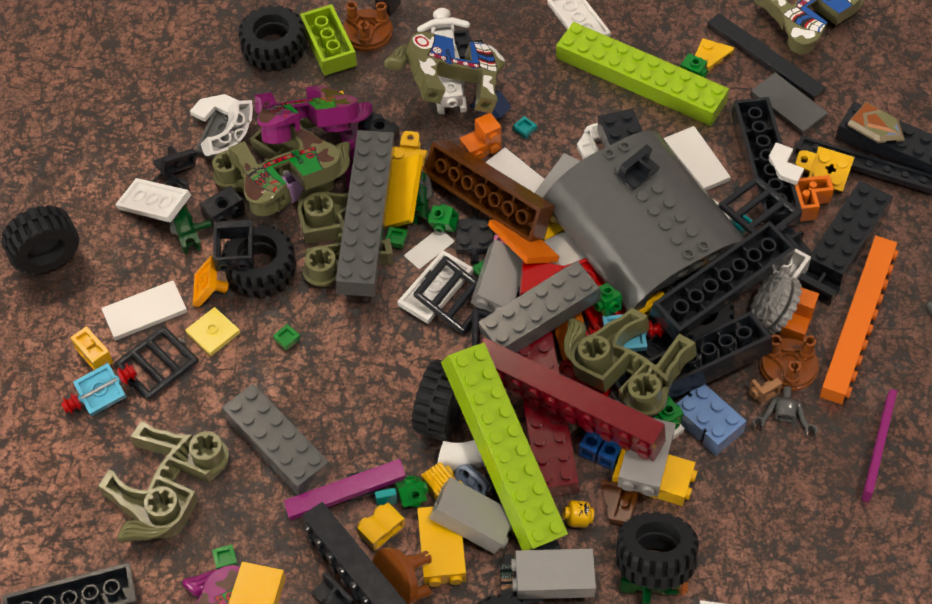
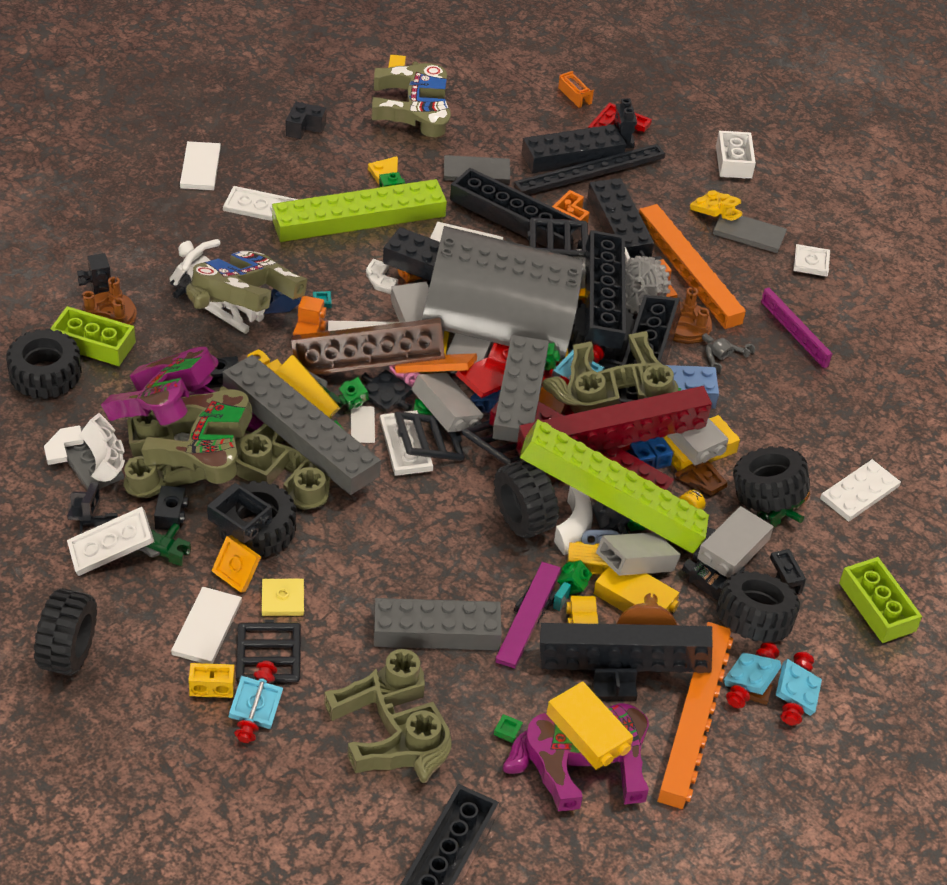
camera: 55 degrees left, 10 degrees down
(286, 337) = (346, 555): green plate -> none
(638, 168) = (479, 246): black panel -> none
(766, 56) = (421, 150): black tile -> none
(766, 391) = (693, 348): medium nougat bracket -> none
(785, 171) = (544, 203): white tile -> none
(824, 158) = (547, 186): yellow plate -> none
(876, 124) = (558, 140): tile -> none

